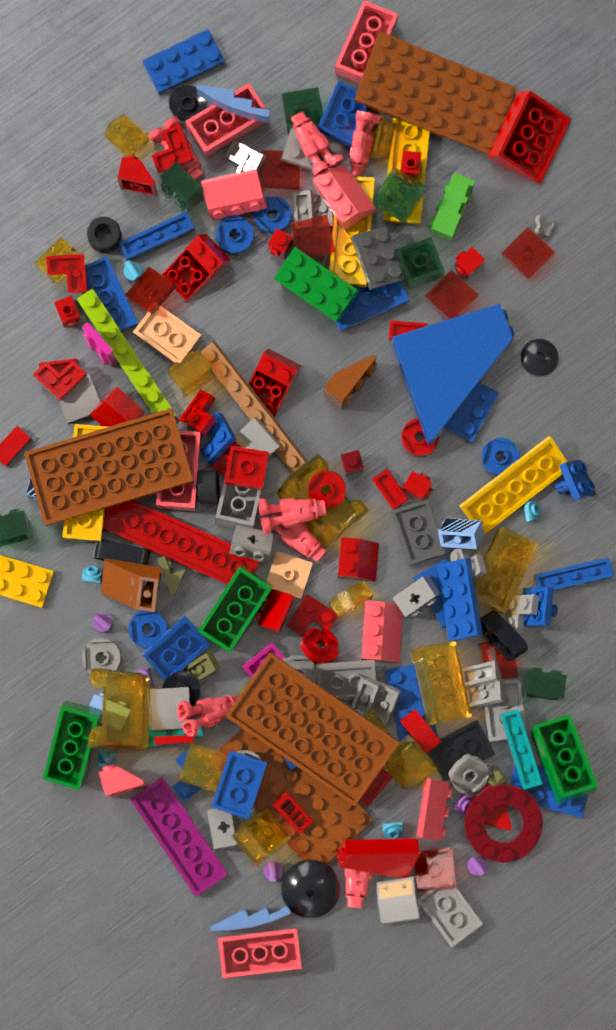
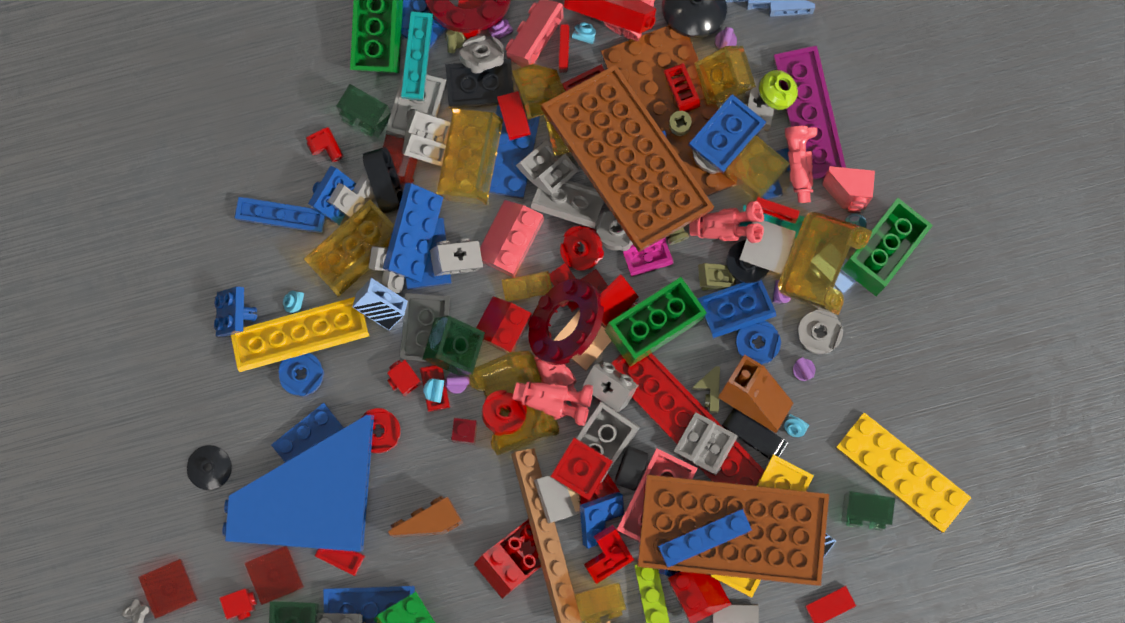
camera: 150 degrees left, 0 degrees up
(128, 450) = (705, 538): none -> blue plate
(157, 529) = (705, 443): none -> light grey slope
(170, 788) = (800, 161): none -> coral piece
(219, 838) = (773, 94): none -> lime piece
(284, 781) = (678, 127): none -> olive wheel
(287, 582) = (585, 332): none -> dark red plate
(374, 500) = (455, 383): none -> medium lavender plate
(388, 523) = (453, 345): none -> clear green brick
(389, 484) = (433, 390): none -> medium azure plate
(403, 808) = (564, 48): none -> red tile
(565, 651) = (322, 141): none -> red piece

